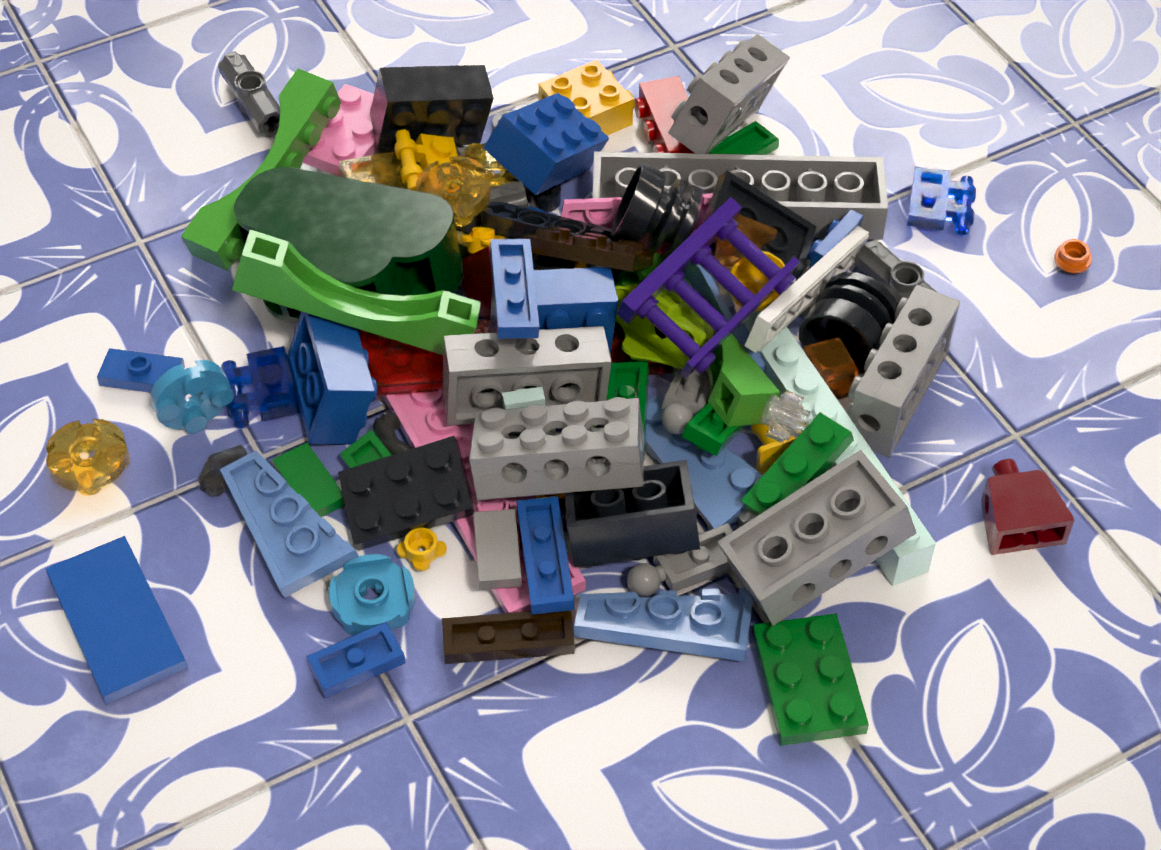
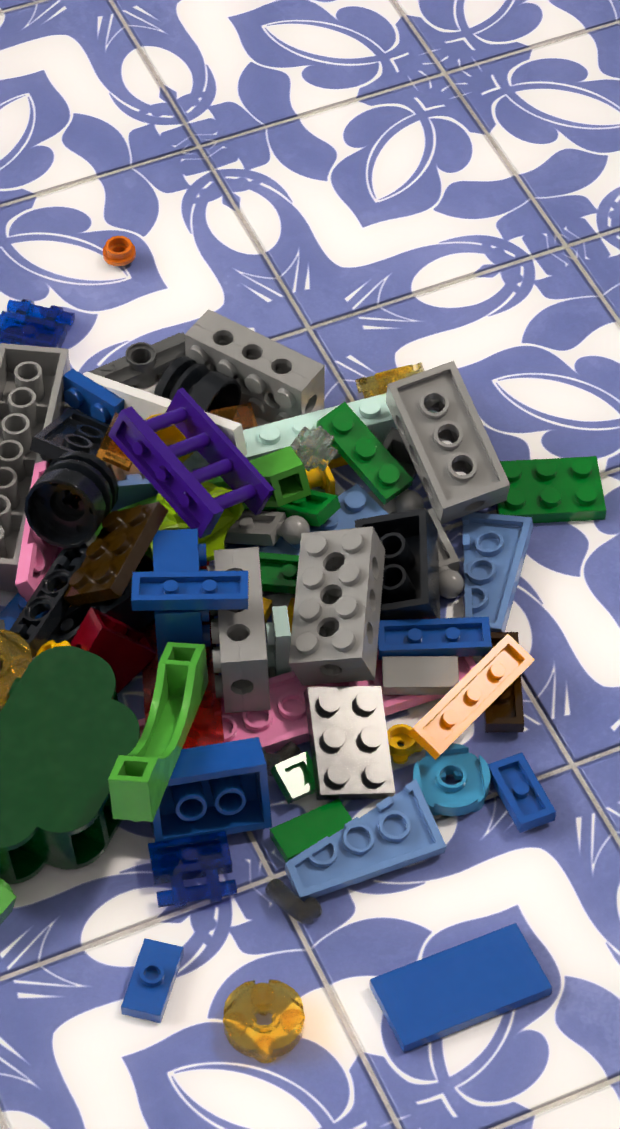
camera: 85 degrees left, 0 degrees up
(209, 391) = (216, 912): dark azure plate -> none
(465, 592) = (471, 696): none -> plate
(931, 502) = (378, 383): none -> clear yellow plate
(1023, 510) = (398, 331): dark red torso -> none

